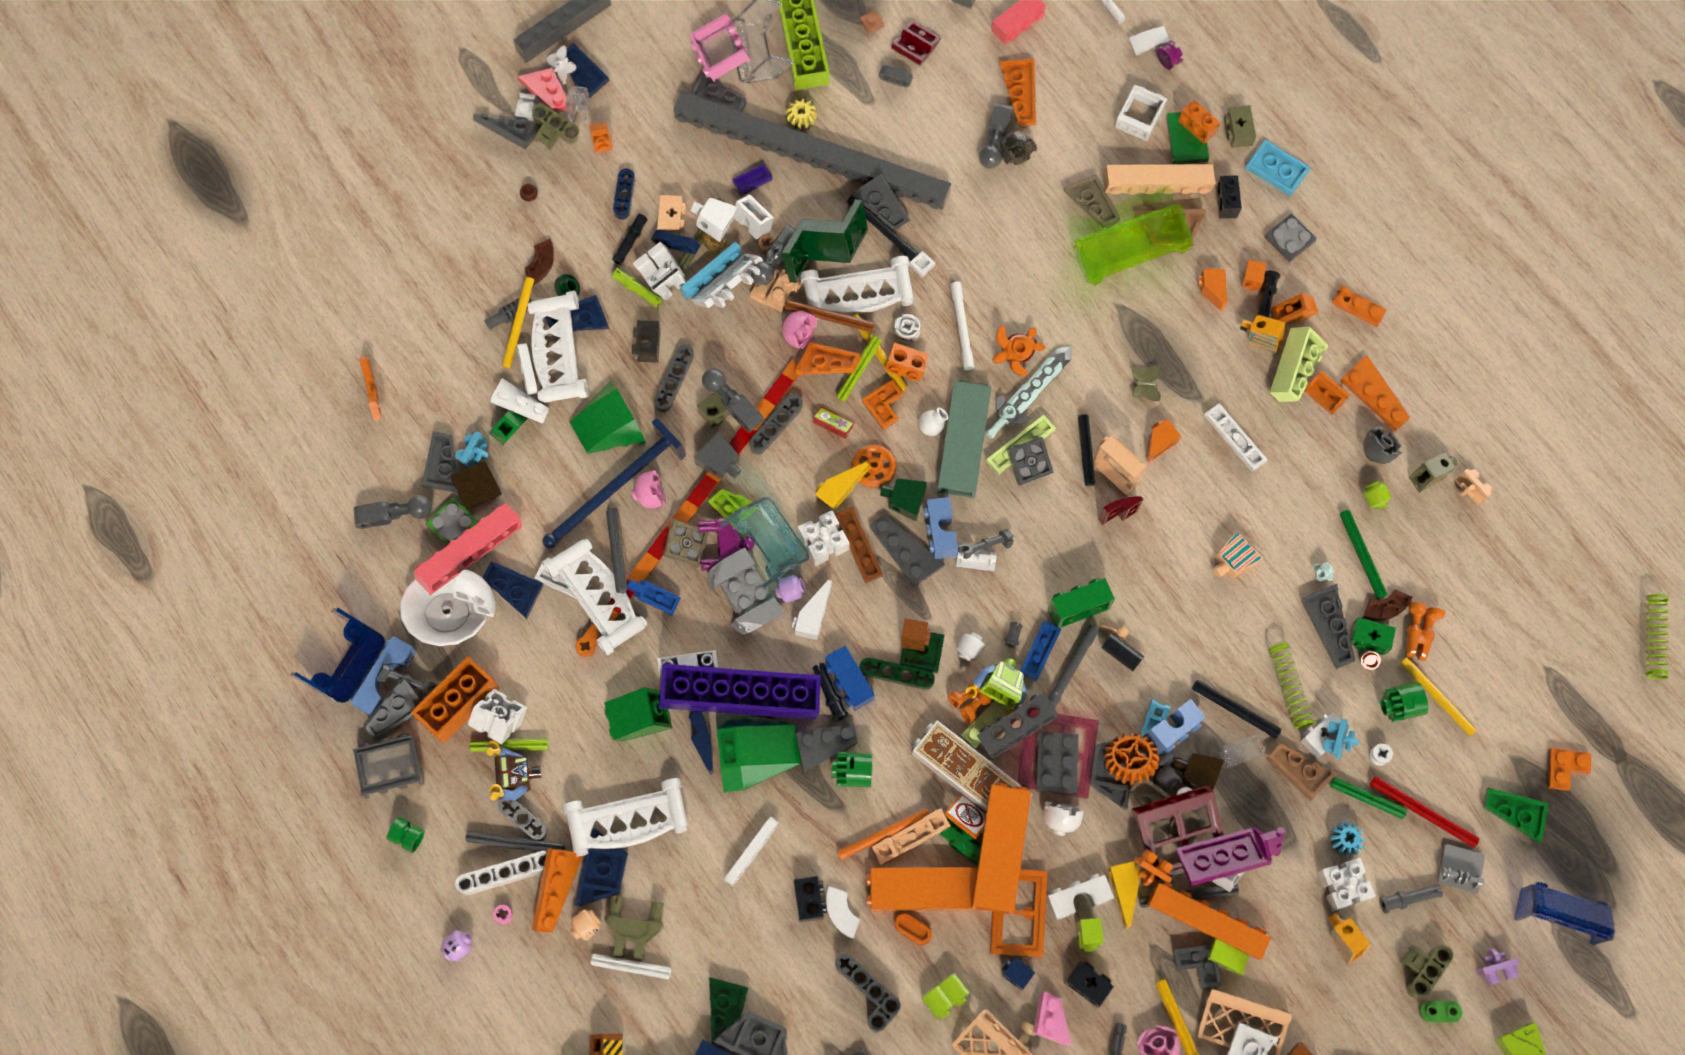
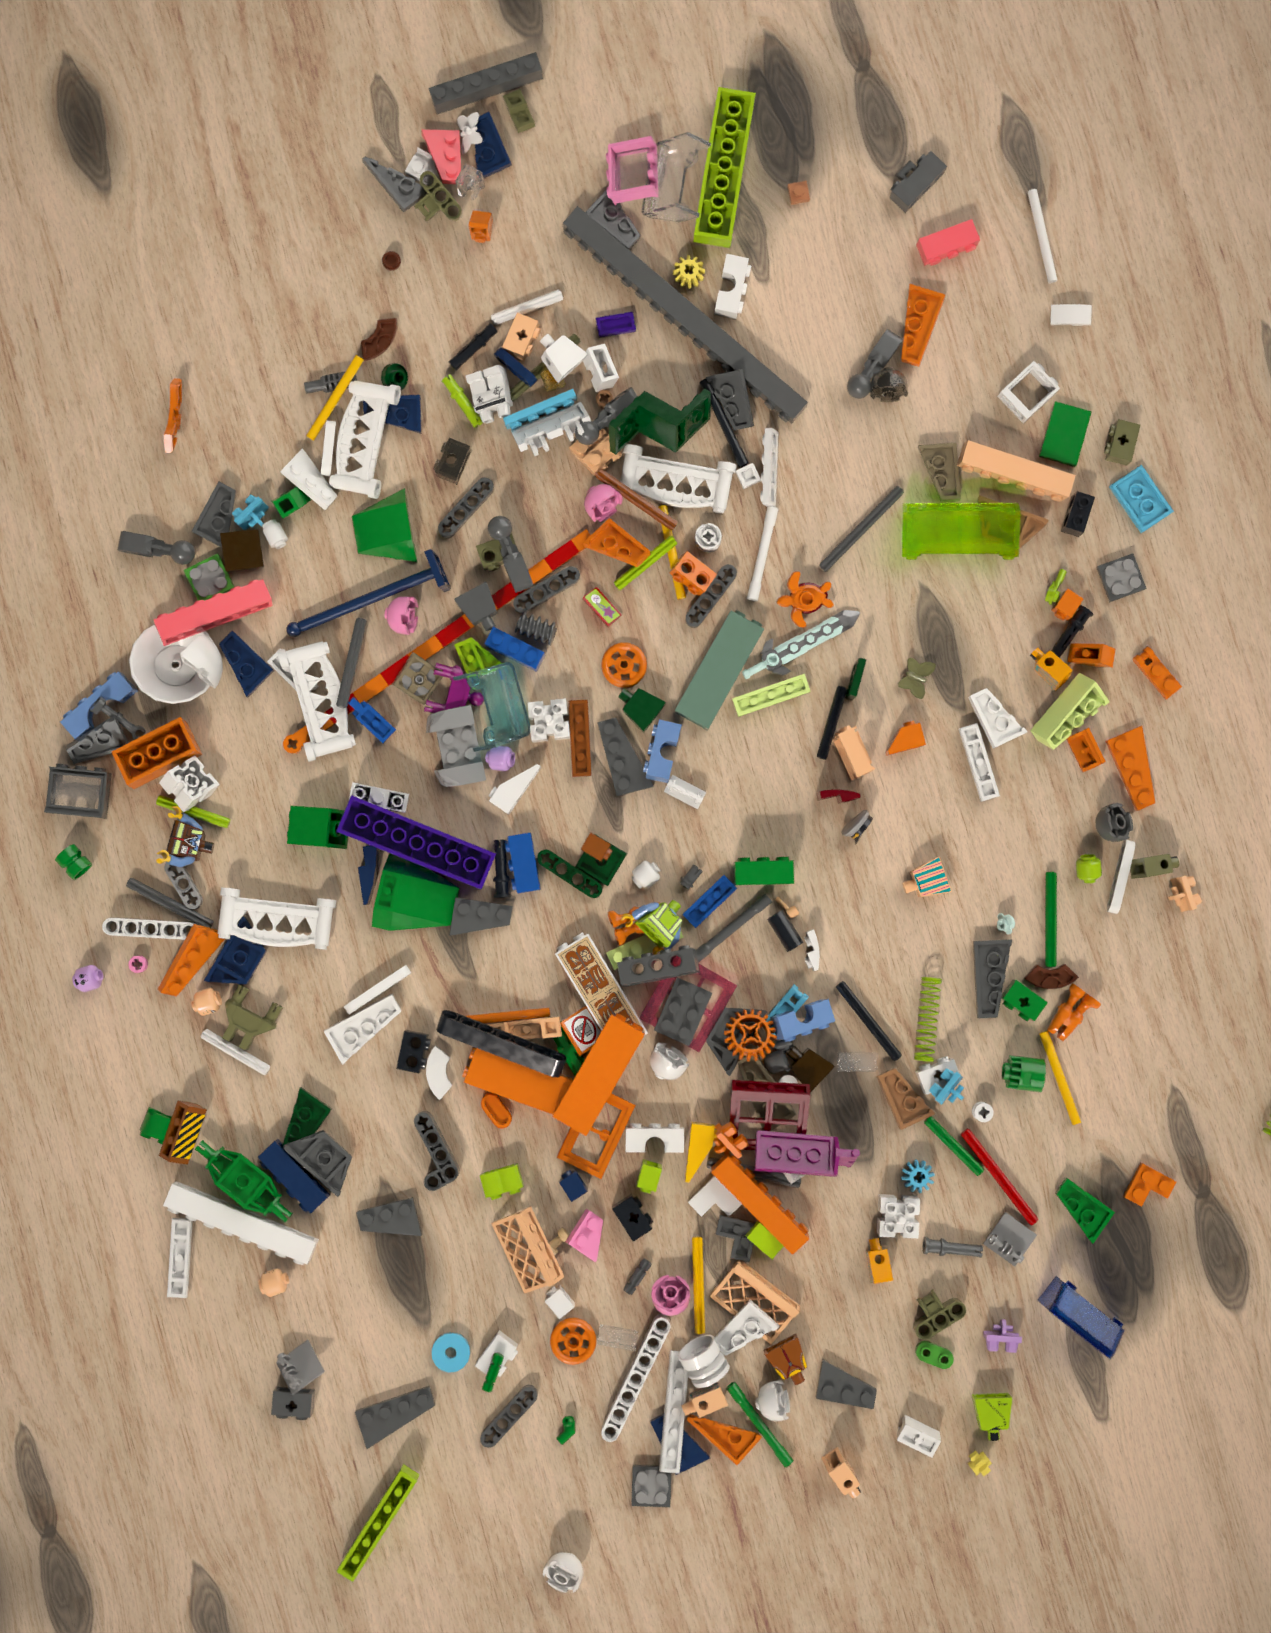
camera: 20 degrees right, 15 degrees up
(355, 664) = (73, 688): clear blue windscreen -> none
(502, 461) = (274, 534): none -> white brick
(599, 36) = (519, 111): none -> olive slope
(627, 200) = (494, 285): dark blue beam -> none
(668, 189) = (527, 307): none -> white axle
(745, 899) = (360, 1027): none -> white wing
(767, 485) = (514, 649): none -> blue brick
(779, 459) = (536, 627): none -> dark grey piece
(837, 488) = (578, 677): yellow slope -> none
(843, 100) = (735, 270): none -> white arch
(852, 770) = (494, 950): green gear -> none
(879, 401) = (651, 604): orange plate -> none
(893, 856) = (501, 1043): none -> black beam
(895, 76) = (799, 263): dark grey beam -> none
(916, 42) = (834, 232): dark red slope -> none
(930, 378) = (712, 597): none -> dark grey beam
(932, 422) = (694, 643): white piece -> none
(936, 244) = (769, 473): none -> white plate
(1005, 537) = (719, 782): dark grey piece -> none
(1030, 460) = (772, 715): dark grey piece -> none
(1042, 275) = (866, 523): none -> dark grey axle
(1093, 401) = (855, 679): none -> dark green tile
(1150, 531) = (857, 826): none -> light grey piece
(1159, 667) = (813, 956): none -> white slope
(1160, 930) = (713, 1193): none -> white tile
(1169, 55) = (1083, 339): magenta wheel -> none
(1199, 121) = (1081, 424): orange brick -> none
(1213, 286) = (1023, 602): orange slope -> none
(1236, 398) = (995, 720): none -> white wing
(1237, 271) = (1053, 593): none -> lime plate
(1370, 660) = (1012, 1022): plate -> none
(1409, 492) = (1120, 876): none -> white beam

